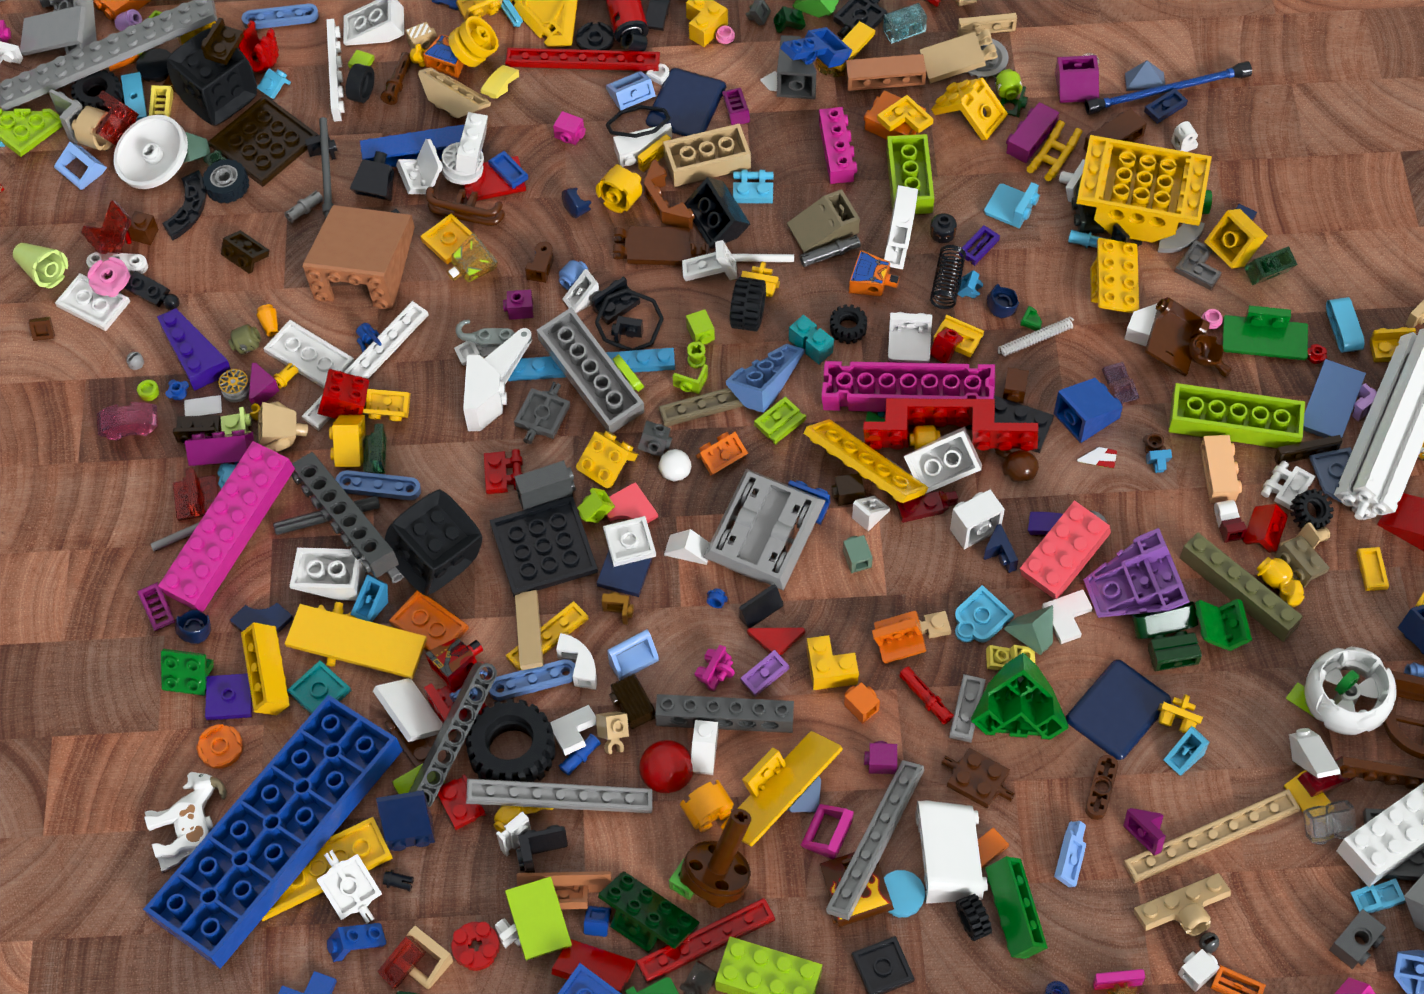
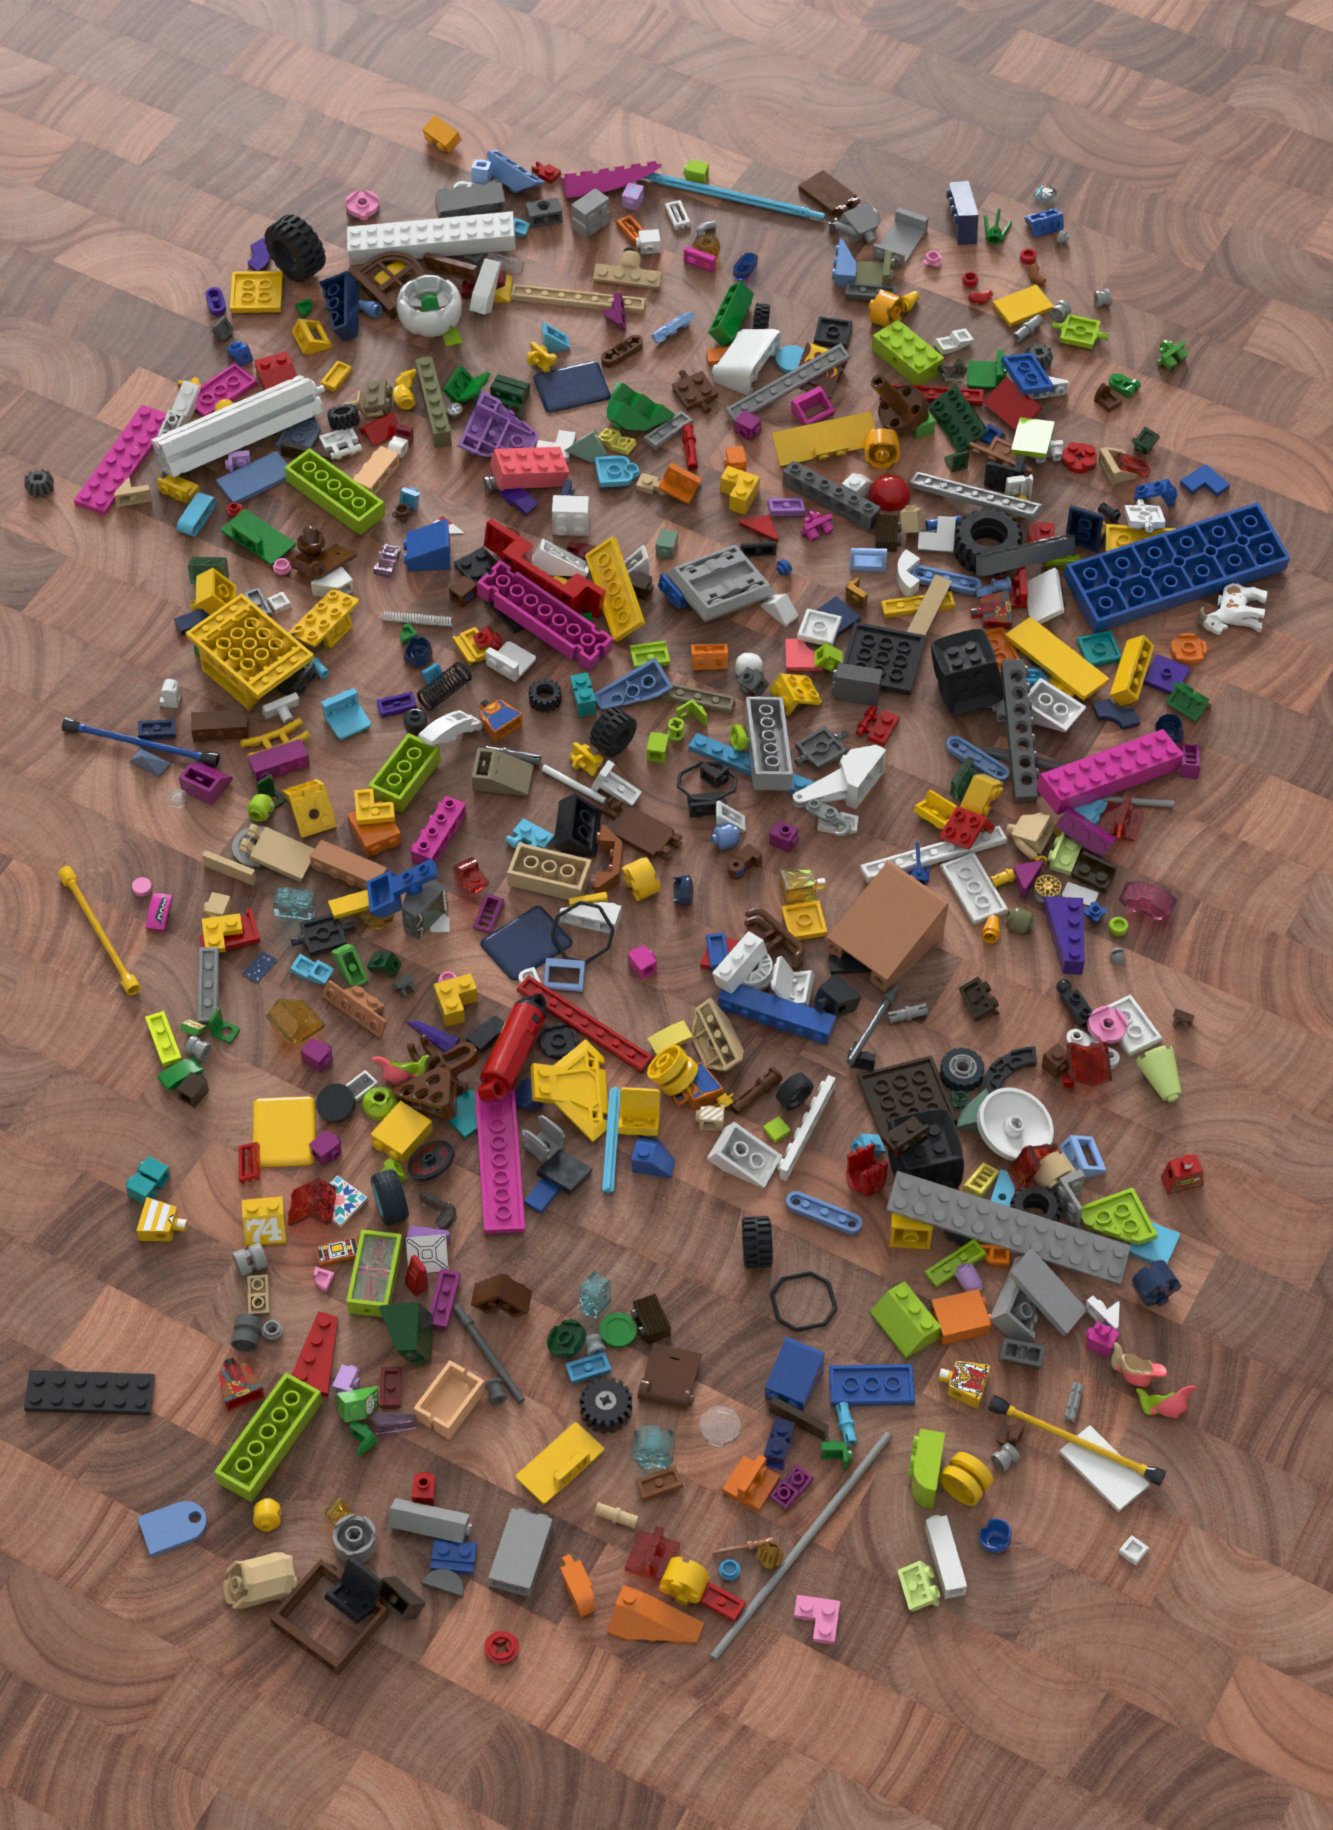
camera: 150 degrees left, 5 degrees down
(610, 847) = (959, 461): none -> dark green bracket
(778, 115) = (470, 875): none -> clear red brick
(1180, 284) = (279, 603): none -> white tile
(1213, 595) = (454, 410): none -> dark tan tile
(1296, 958) = (590, 213): none -> light grey piece

